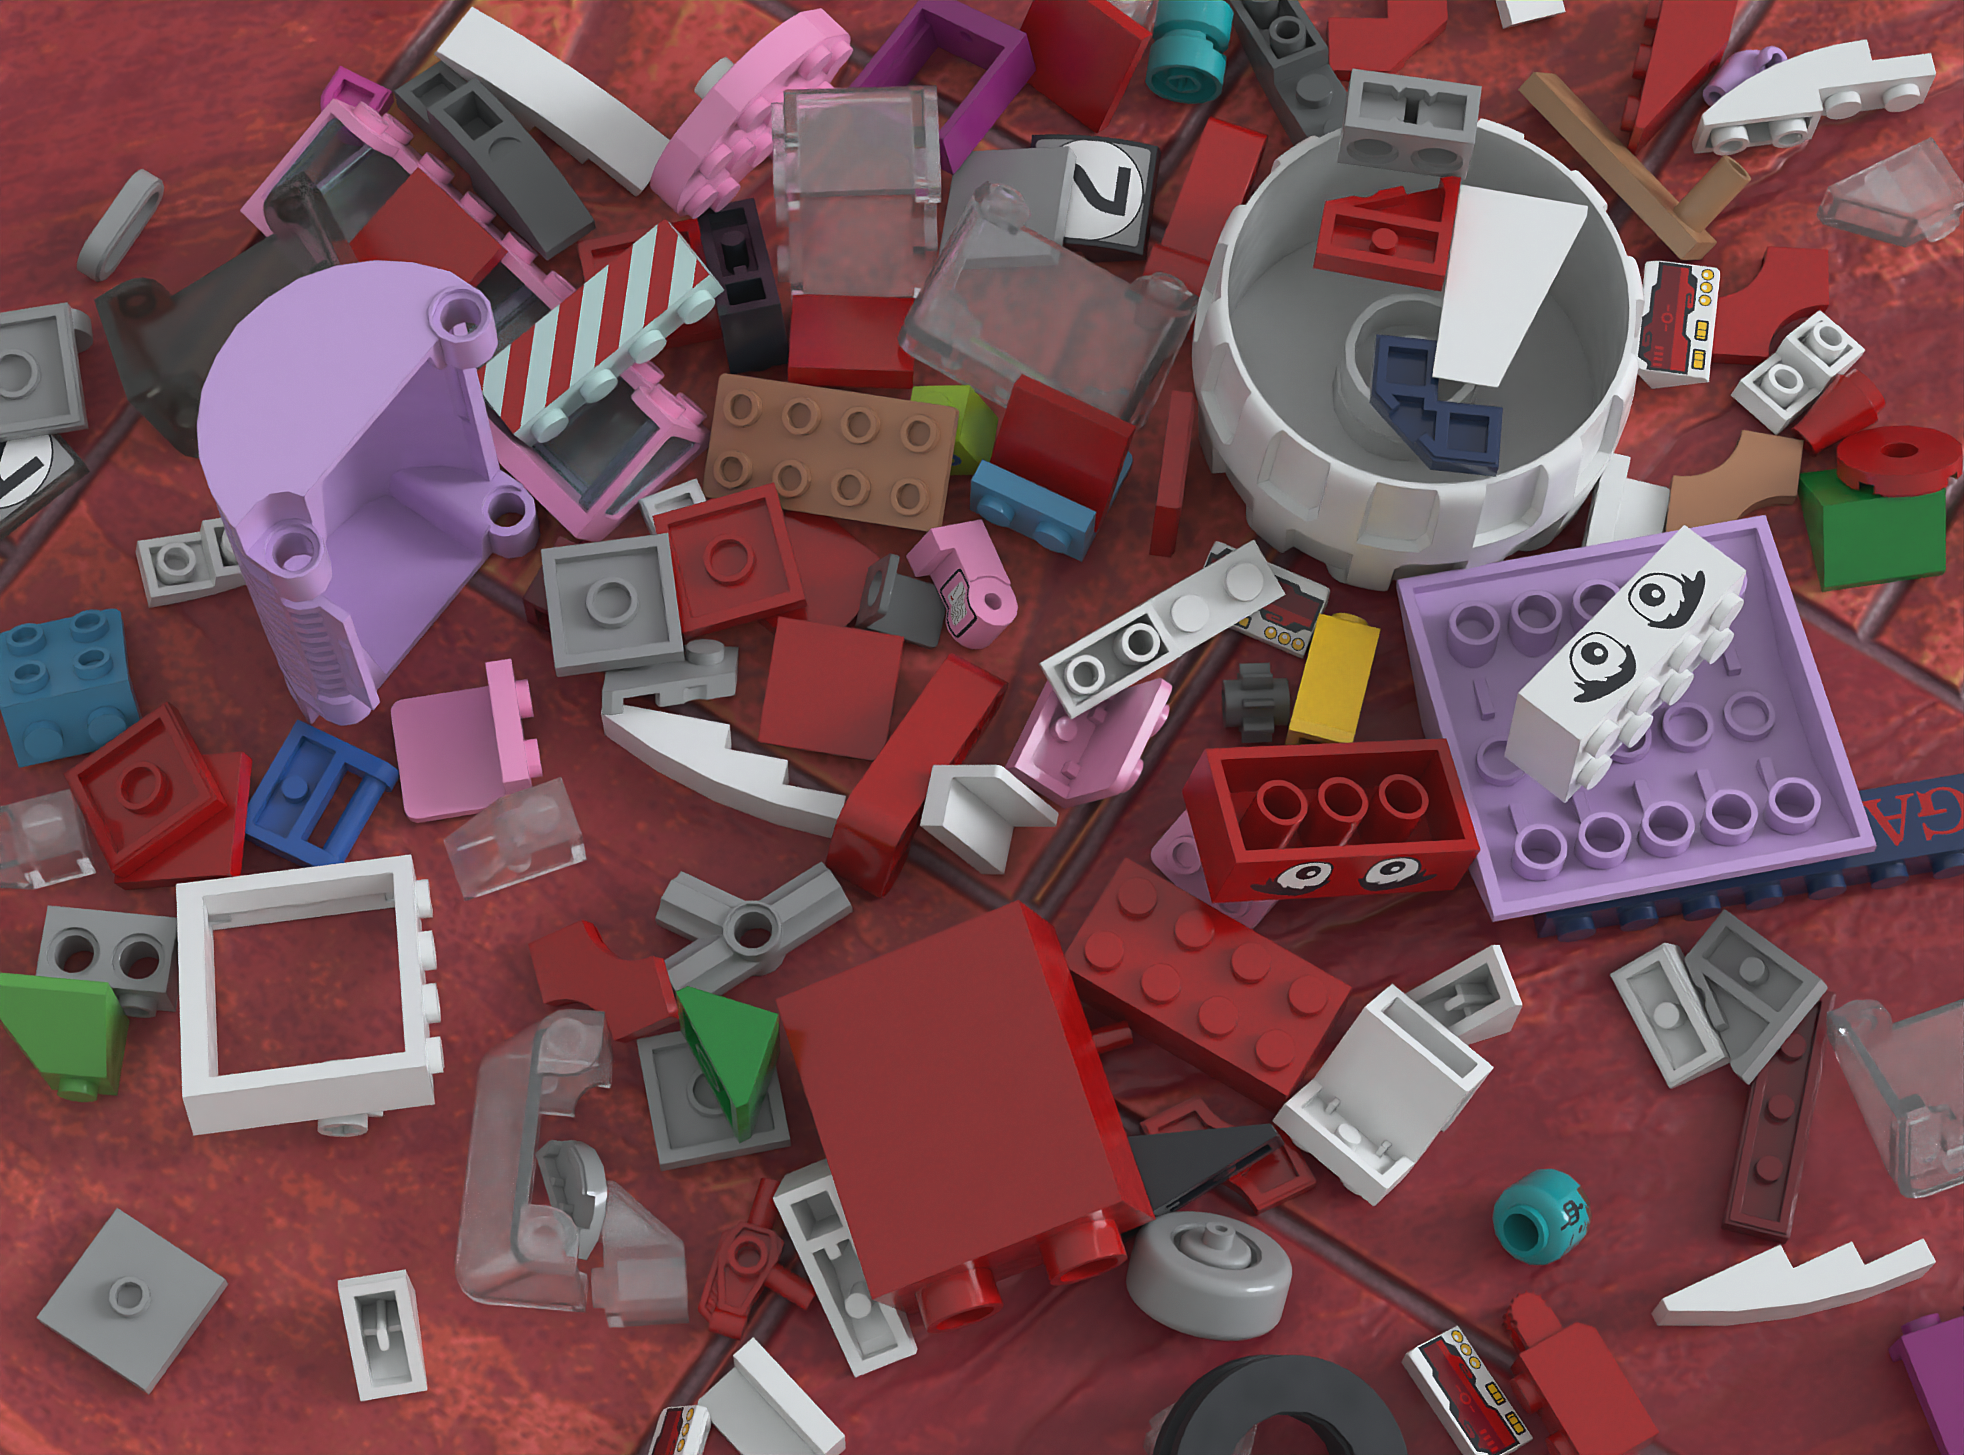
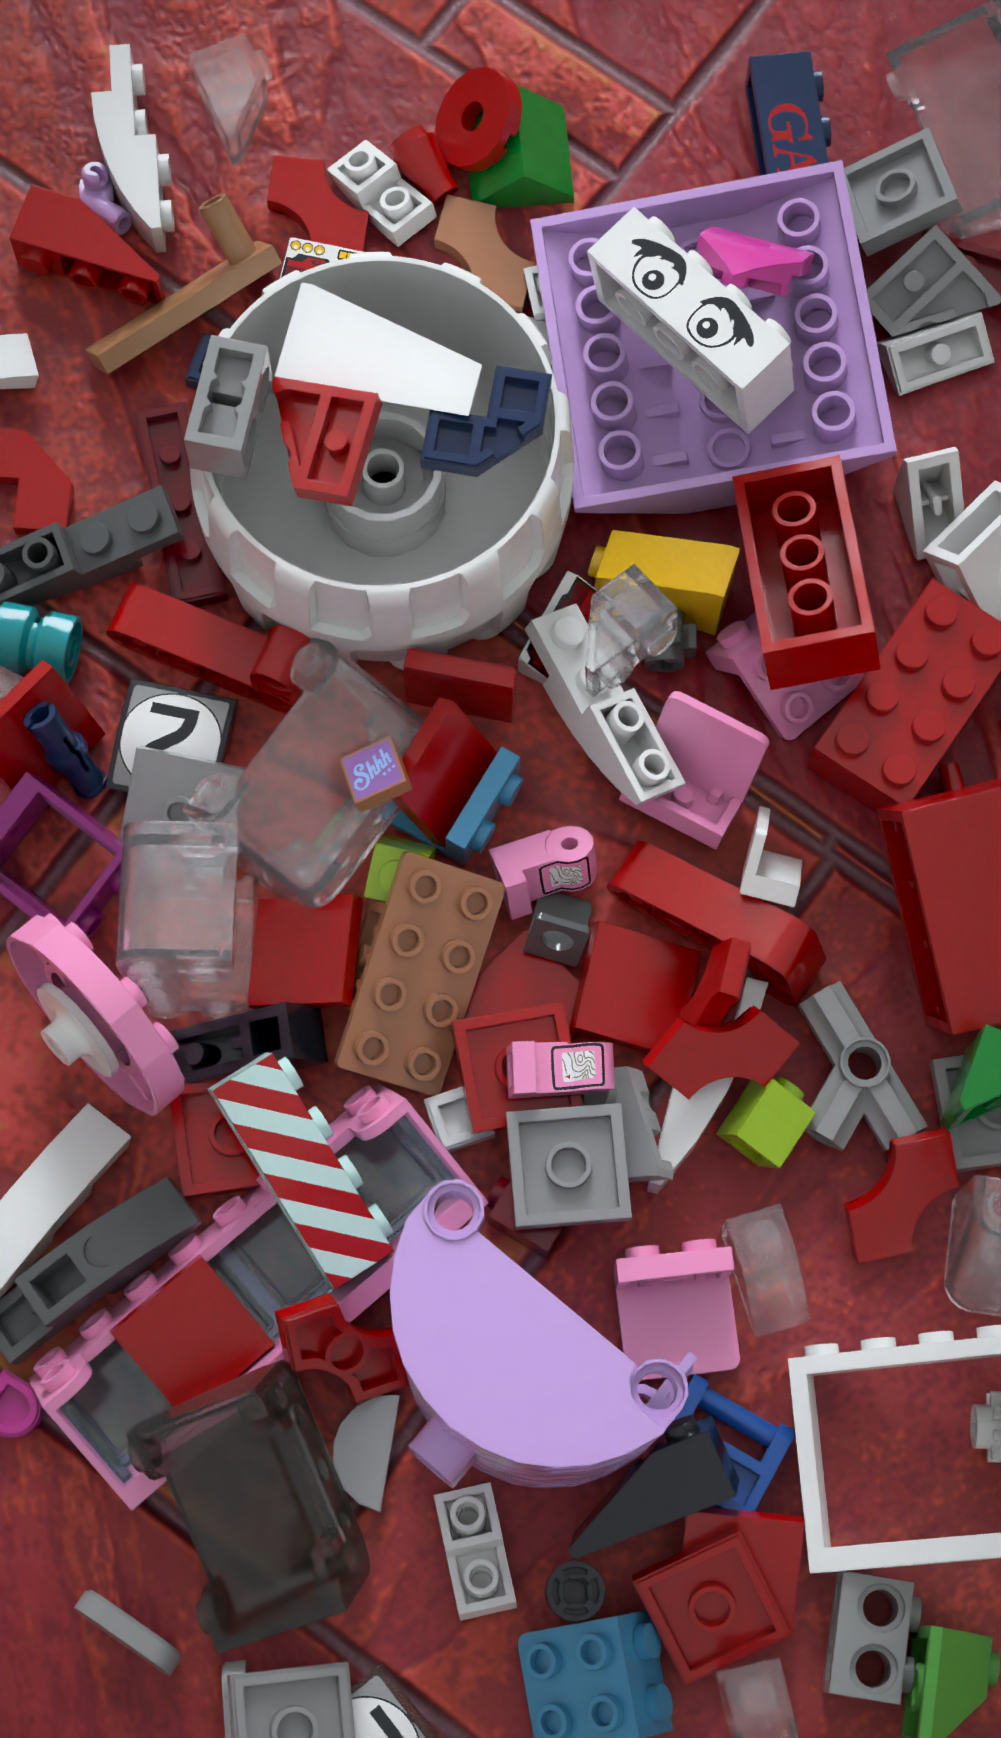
camera: 85 degrees left, 5 degrees up
(168, 667) = (569, 1598): none -> black wheel
(274, 733) = (670, 1480): none -> black slope
(683, 832) = (767, 1122): none -> lime brick
(721, 587) = (559, 1068): none -> bright pink leg
(756, 786) = (743, 1048): none -> red tile
(809, 748) = (720, 984): none -> red tile
(1035, 360) = (375, 774): none -> tile
(1074, 51) = (65, 750): none -> dark blue pin
(1243, 625) = (625, 626): none -> clear slope
(1718, 732) = (752, 261): none -> dark pink slope
(1872, 948) = (900, 192): none -> light grey plate

